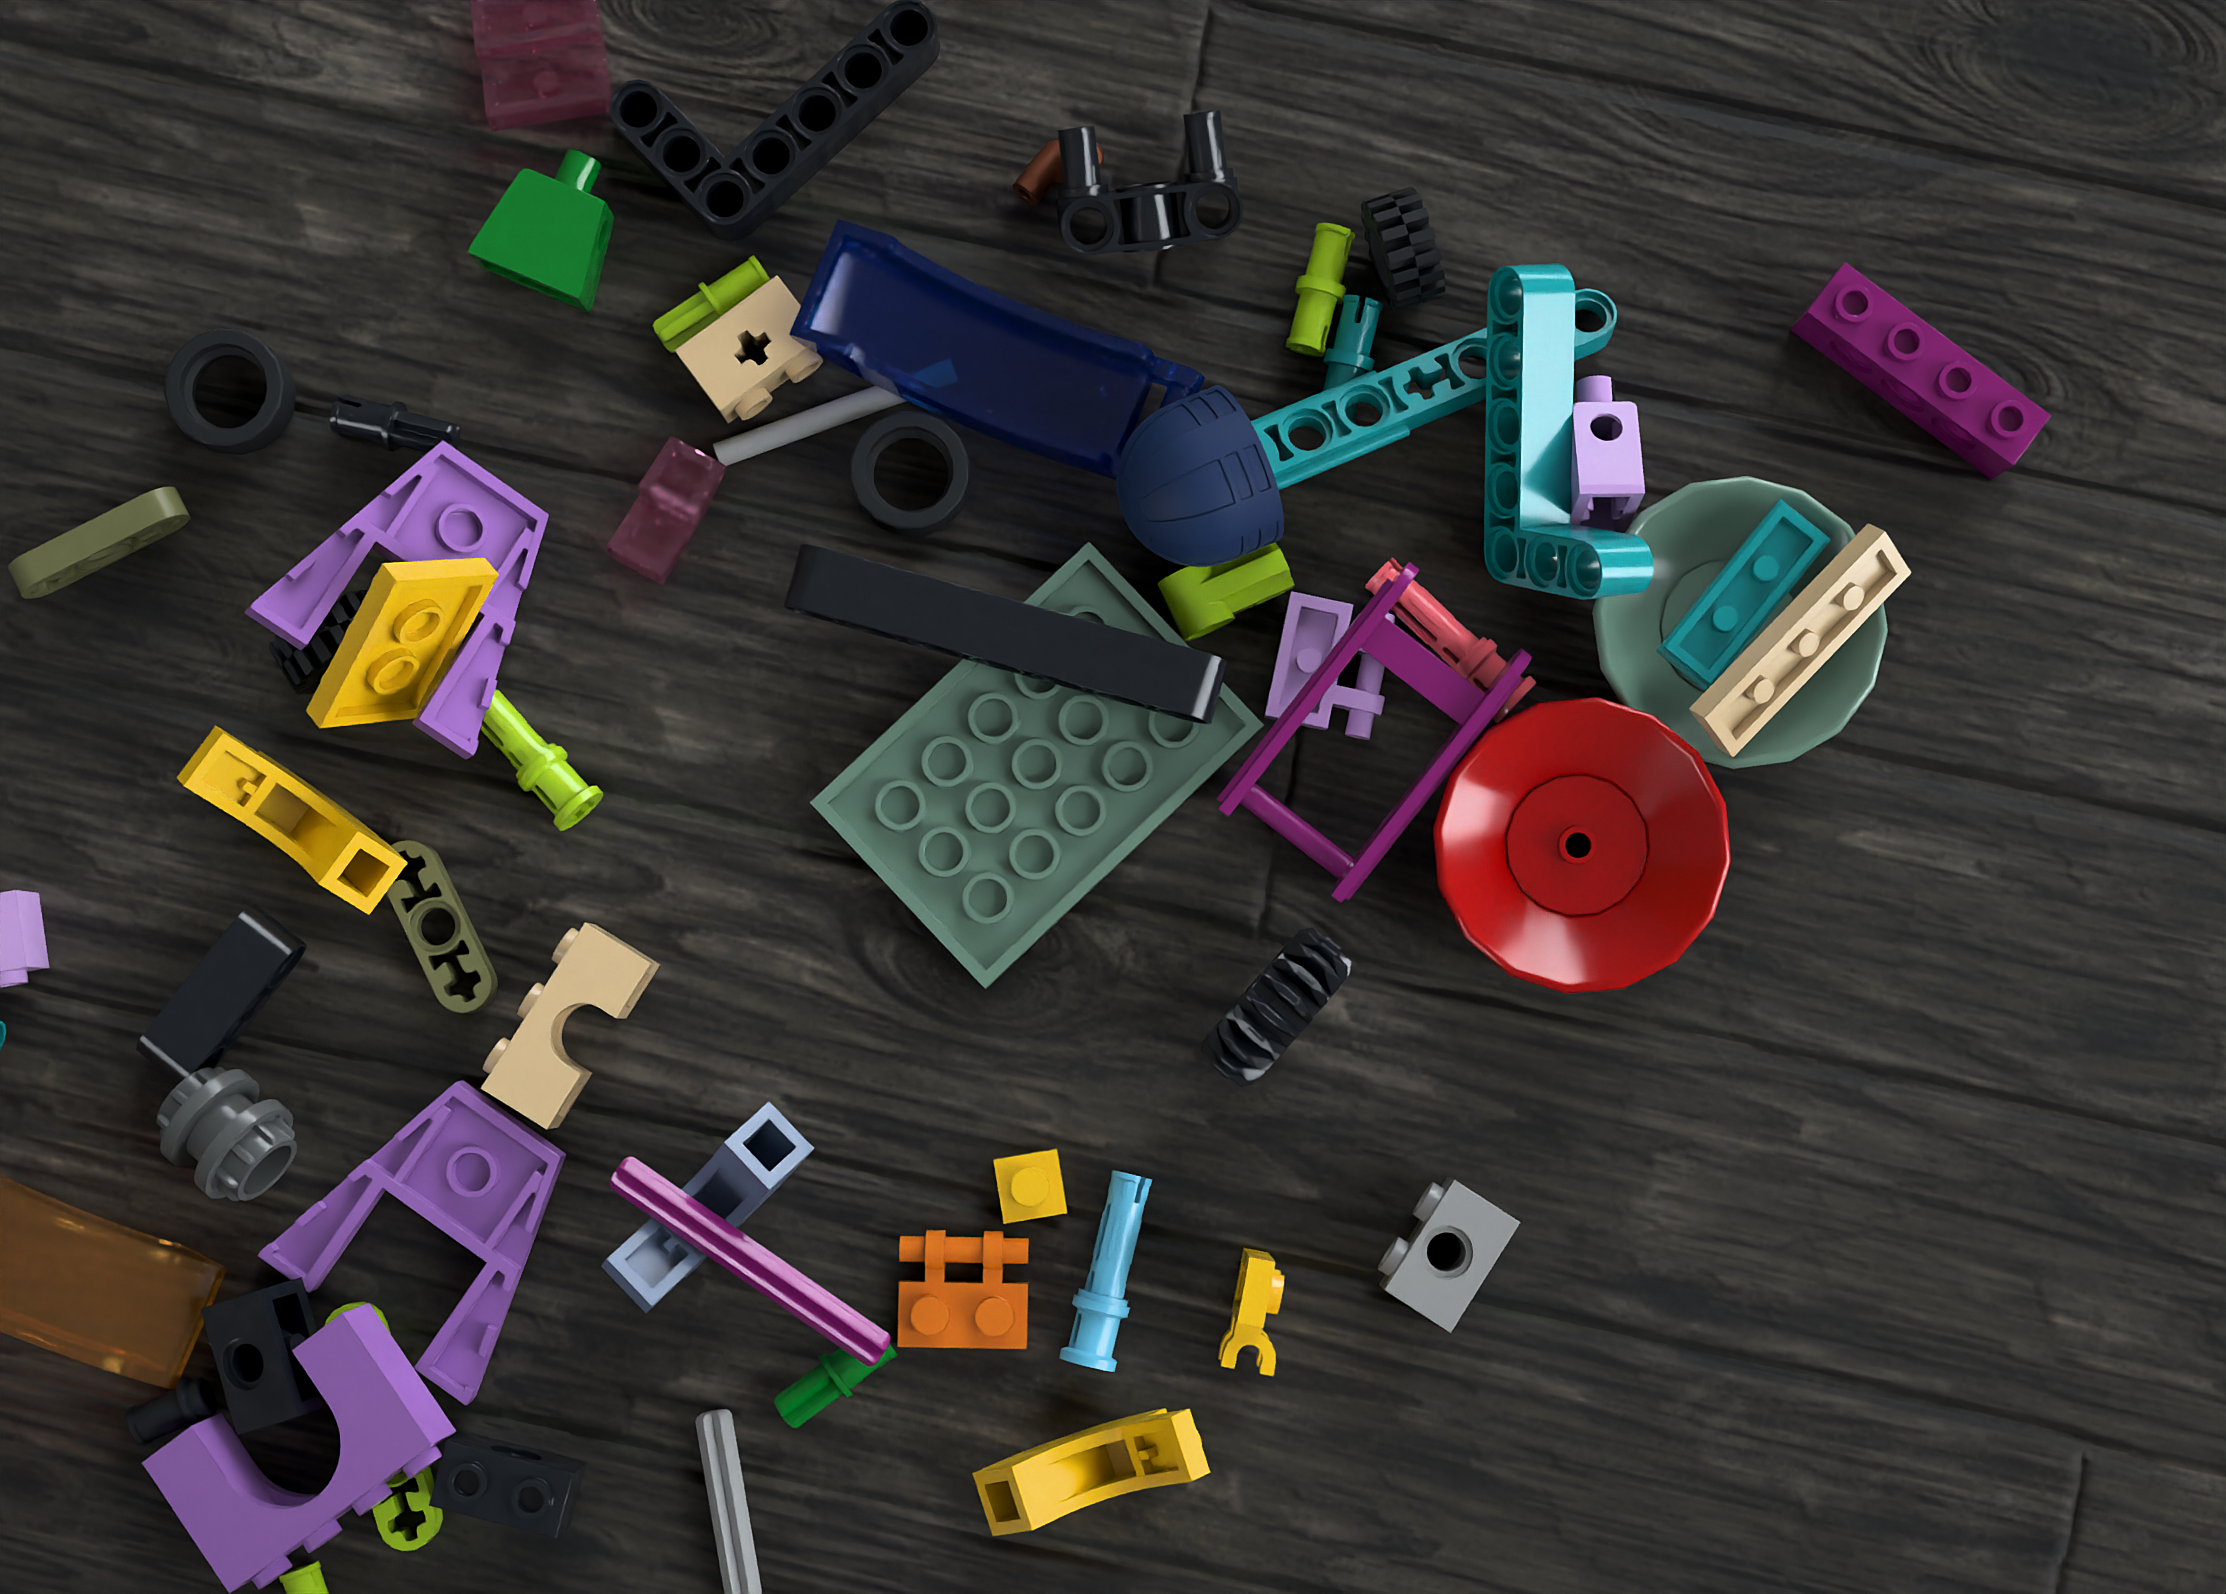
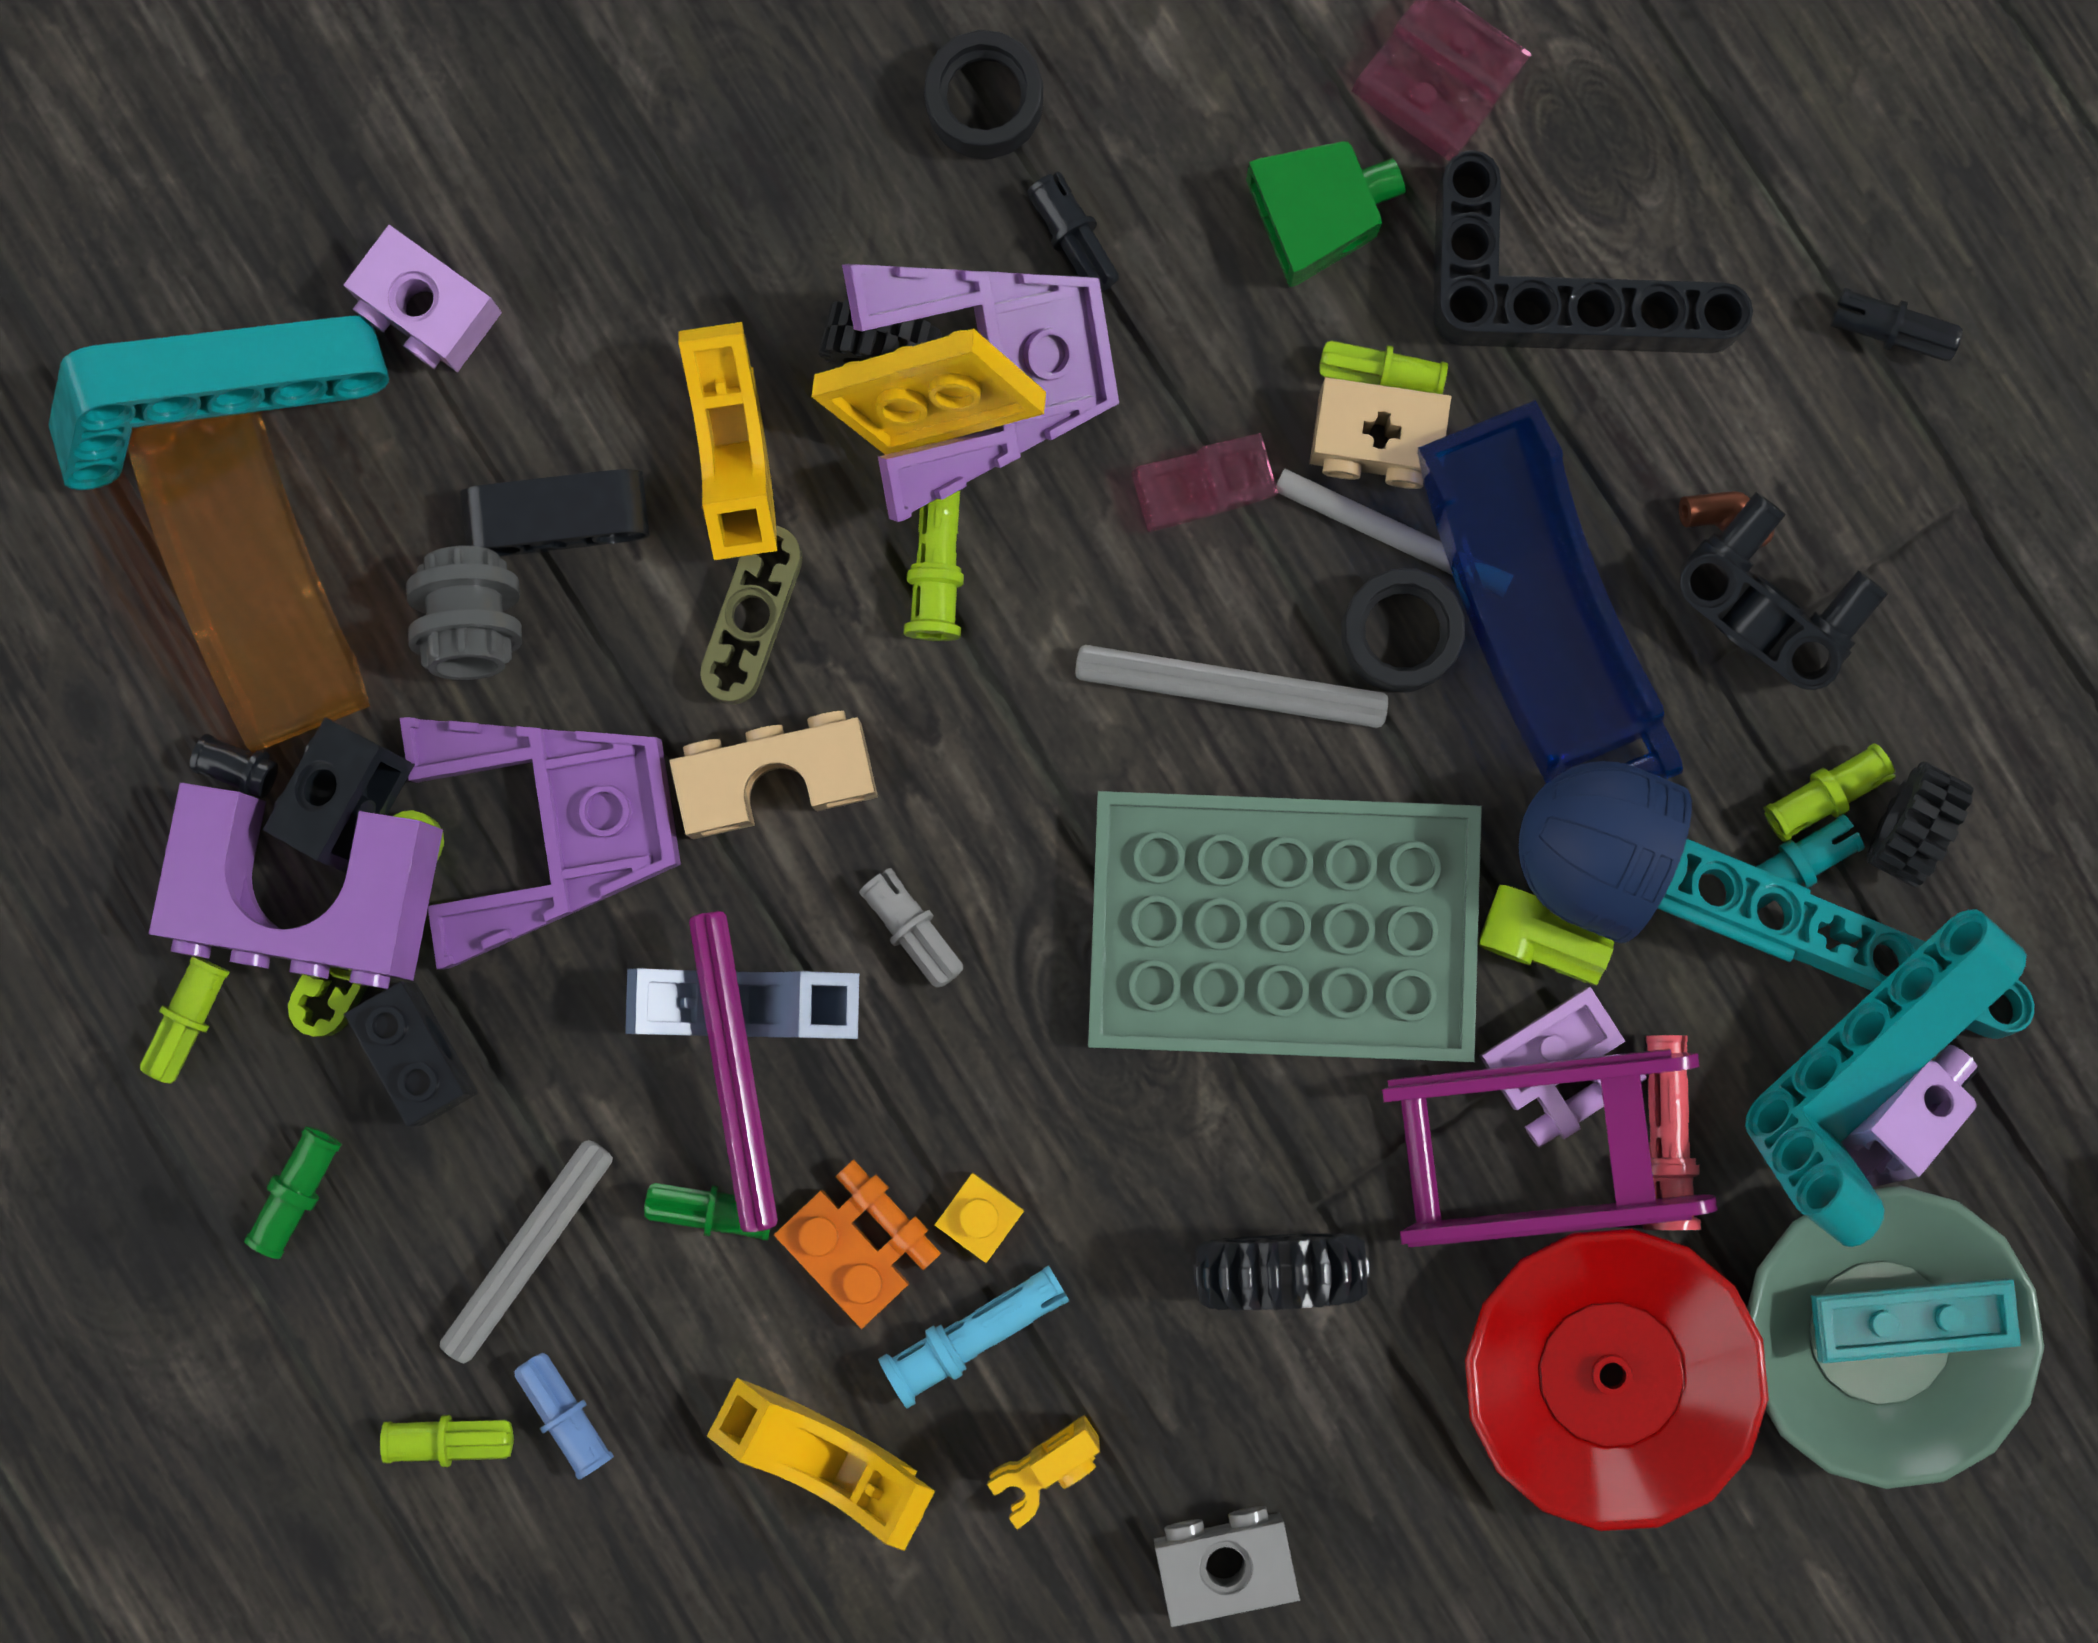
camera: 50 degrees right, 0 degrees up
(99, 542) = (788, 110): olive beam -> none
(776, 1031) = (911, 928): none -> light grey axle
(810, 648) = (1231, 686): none -> light grey axle
(1005, 634) = (1357, 814): black beam -> none
(1800, 640) = (1925, 1395): tan plate -> none

